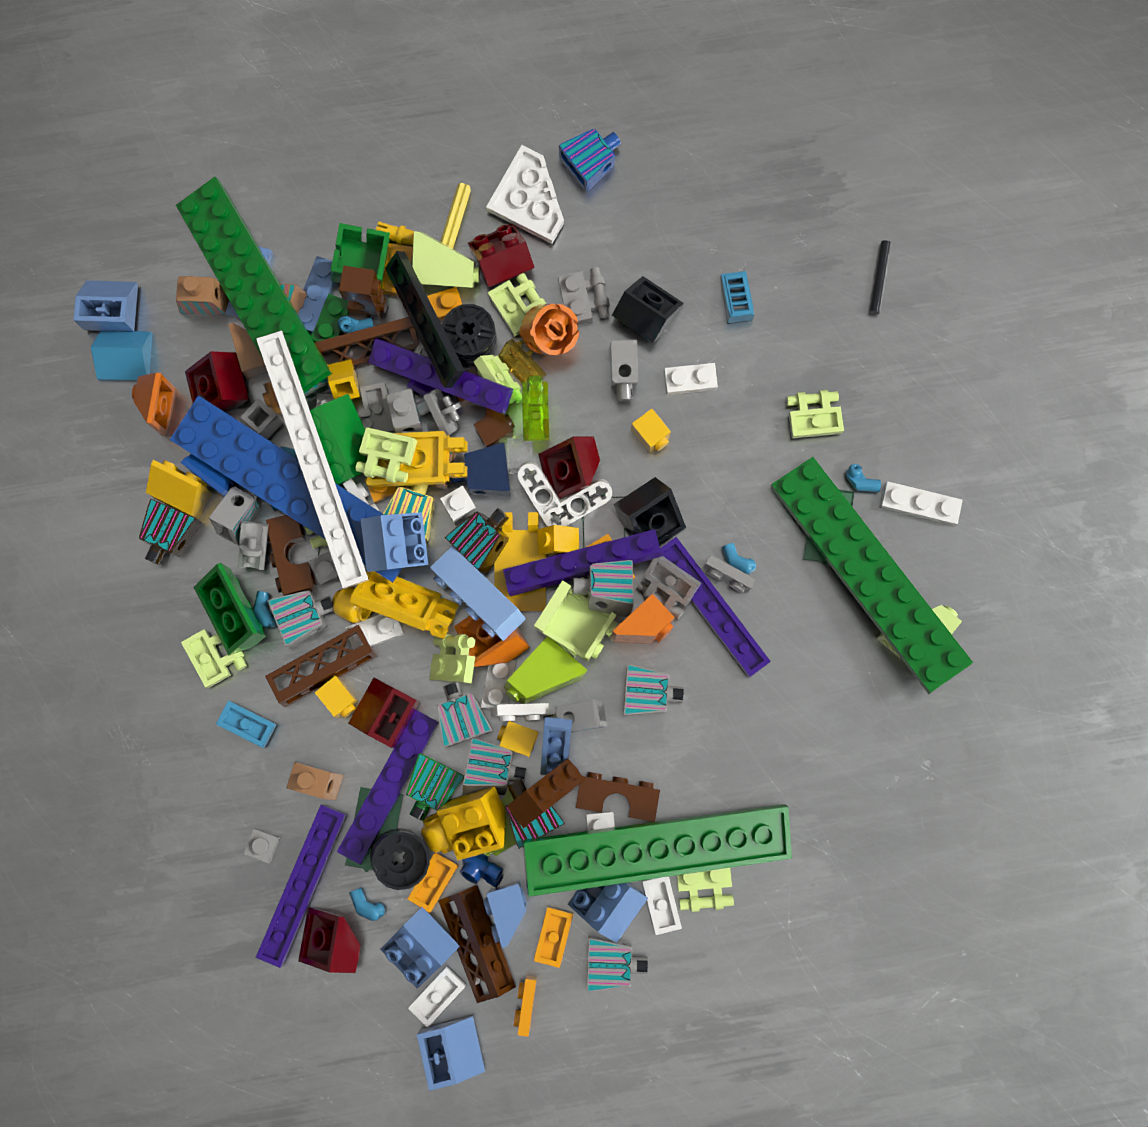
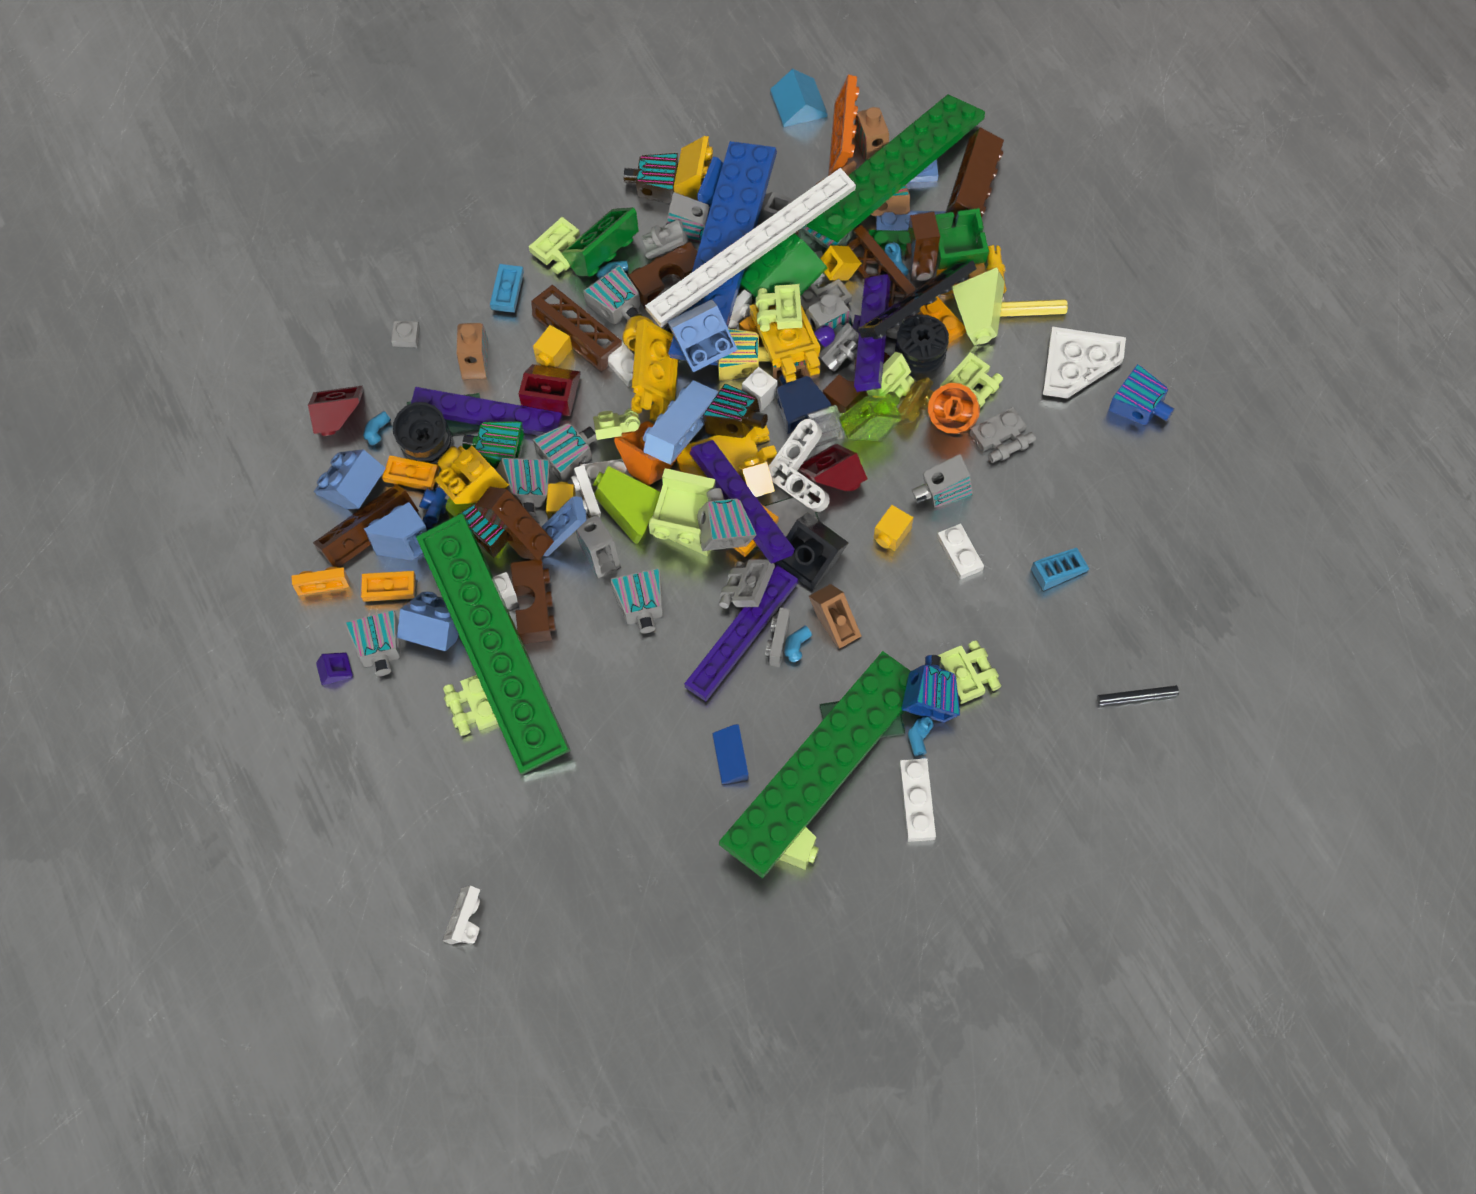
camera: 75 degrees right, 15 degrees down
(106, 306) = (830, 69): medium blue slope -> none
(154, 400) = (764, 130): orange slope -> none
(181, 320) = (843, 128): none -> orange plate
(218, 380) = (799, 172): dark red slope -> none
(288, 214) = (976, 172): none -> reddish brown brick
(301, 886) = (379, 372): dark purple plate -> none
(429, 422) = (825, 335): none -> dark purple hinge
(437, 996) = (310, 507): white plate -> none
(450, 1052) = (262, 528): medium blue slope -> none
(501, 254) = (1011, 352): dark red slope -> none
(622, 1014) = (333, 667): none -> dark purple slope
(645, 624) = (701, 563): orange slope -> none
(647, 309) = (1012, 490): black slope -> none
(661, 905) = (443, 669): white plate -> none
(722, 515) = (835, 615): none -> medium nougat slope
(830, 454) = (932, 691): none -> blue torso
(830, 656) = (730, 755): none -> blue slope
(923, 955) = (459, 927): none -> white hinge

